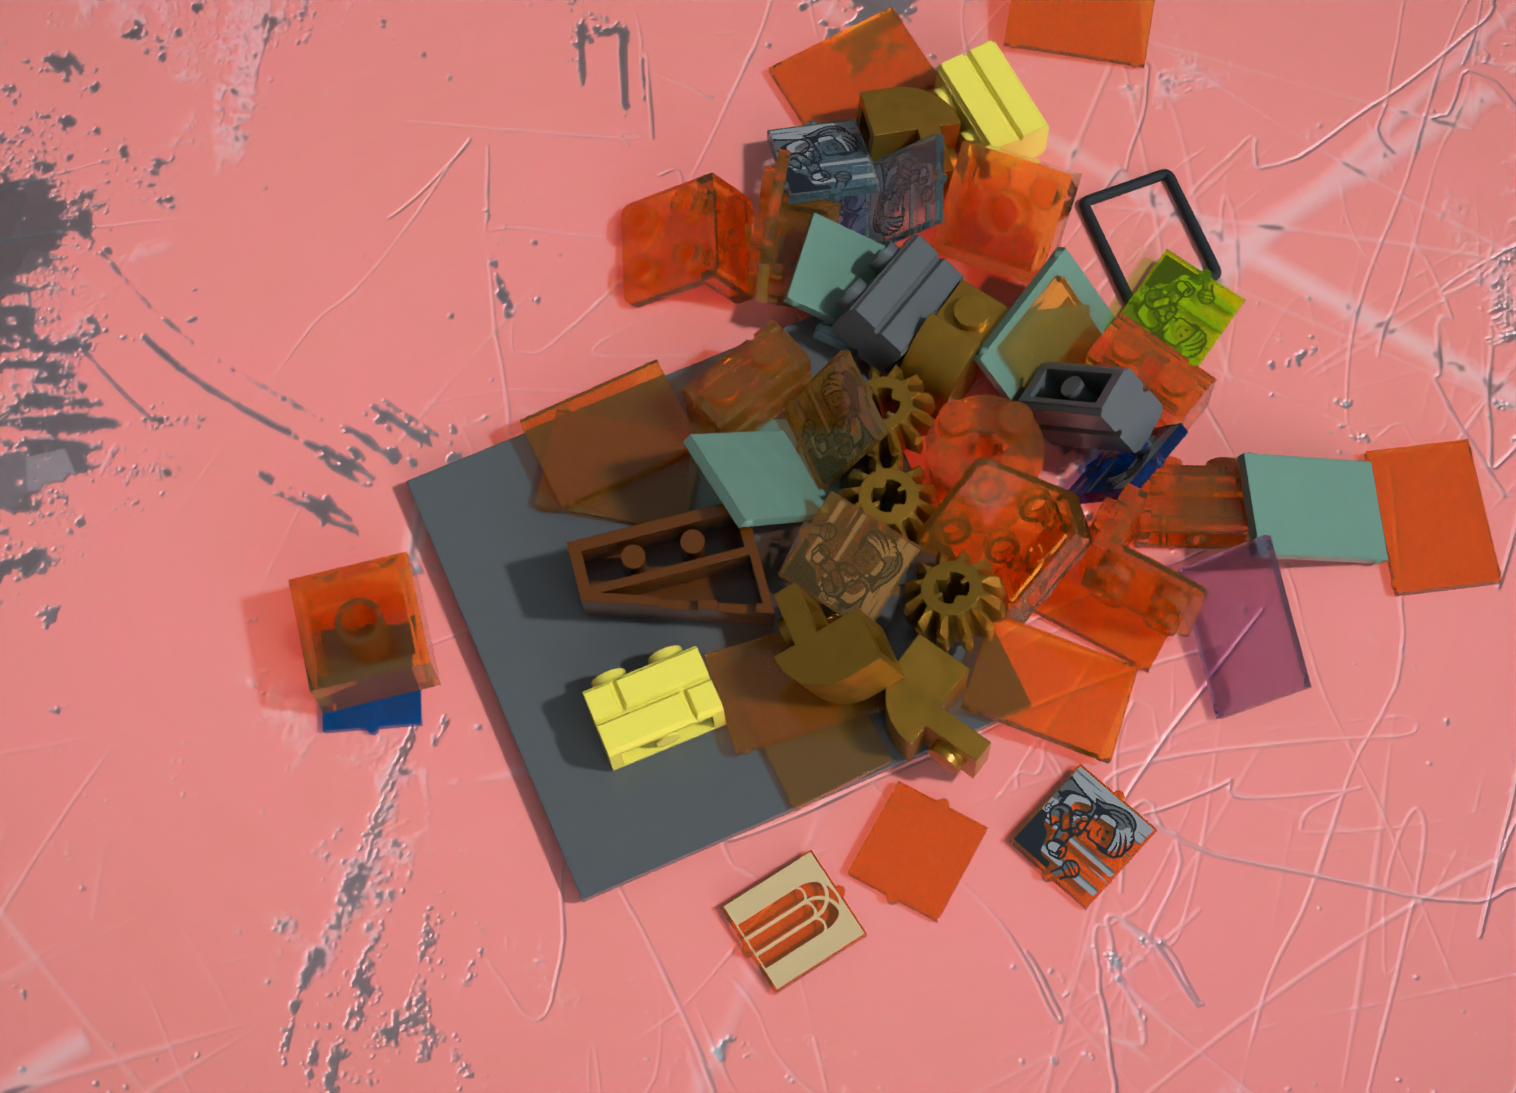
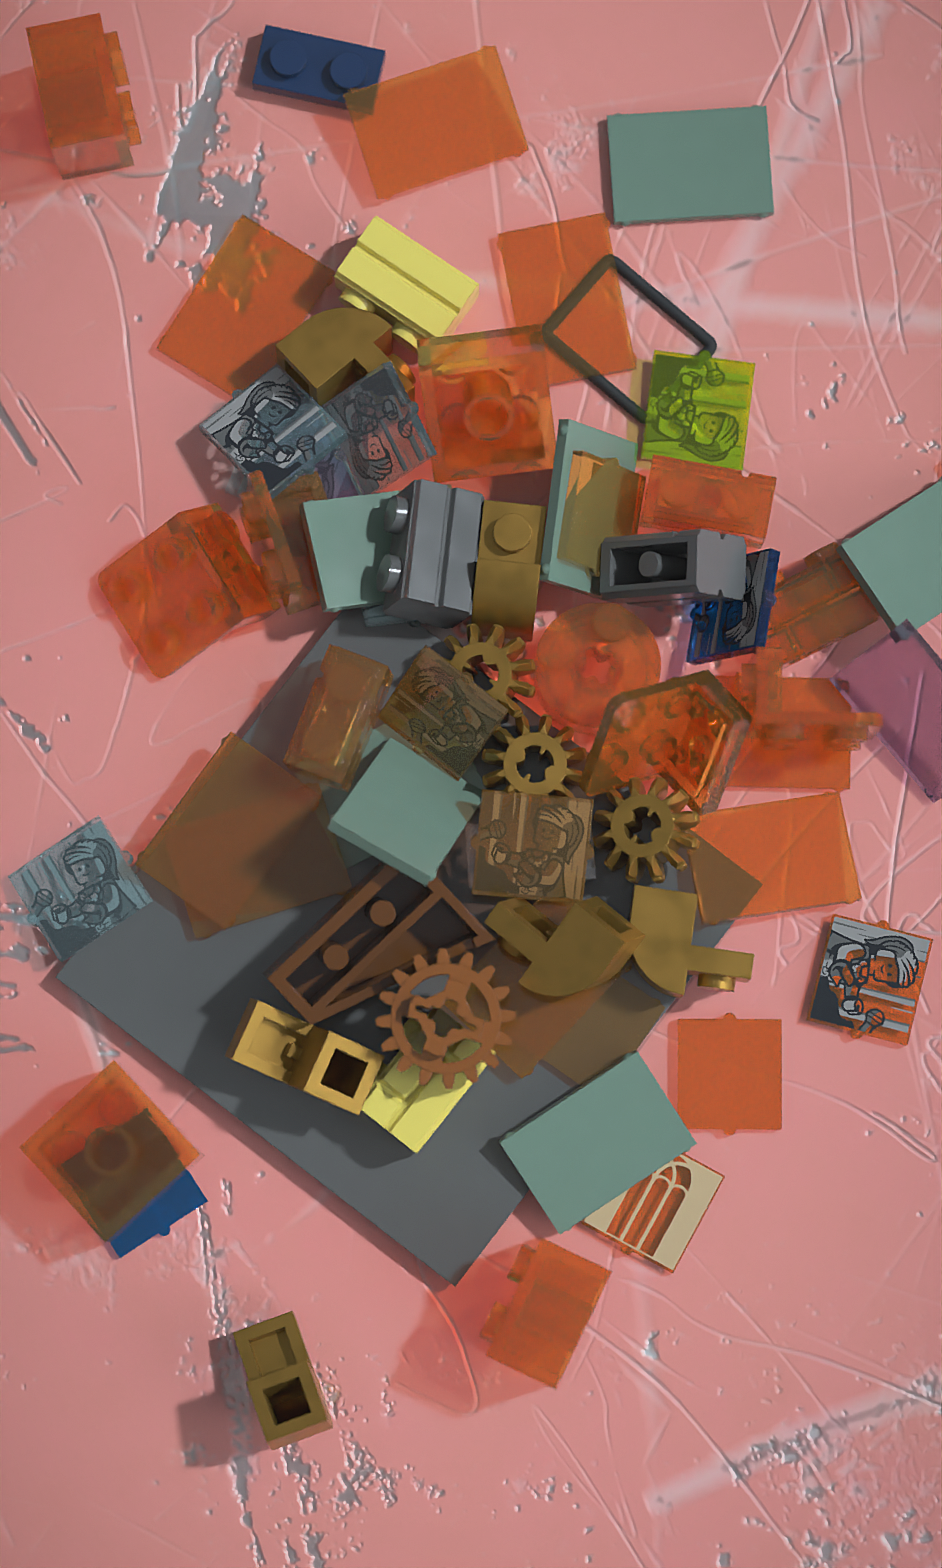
camera: 35 degrees left, 15 degrees up
(387, 896) = (282, 1381): none -> pearl gold brick
(467, 425) = (80, 888): none -> clear light blue piece
(561, 632) = (304, 1056): none -> pearl gold brick
(643, 950) = (545, 1312): none -> clear orange brick
(676, 668) = (455, 991): none -> dark orange gear
(771, 841) = (597, 1141): none -> sand green piece
(1120, 184) = (570, 285): none -> clear orange piece
(1270, 135) = (690, 165): none -> sand green piece

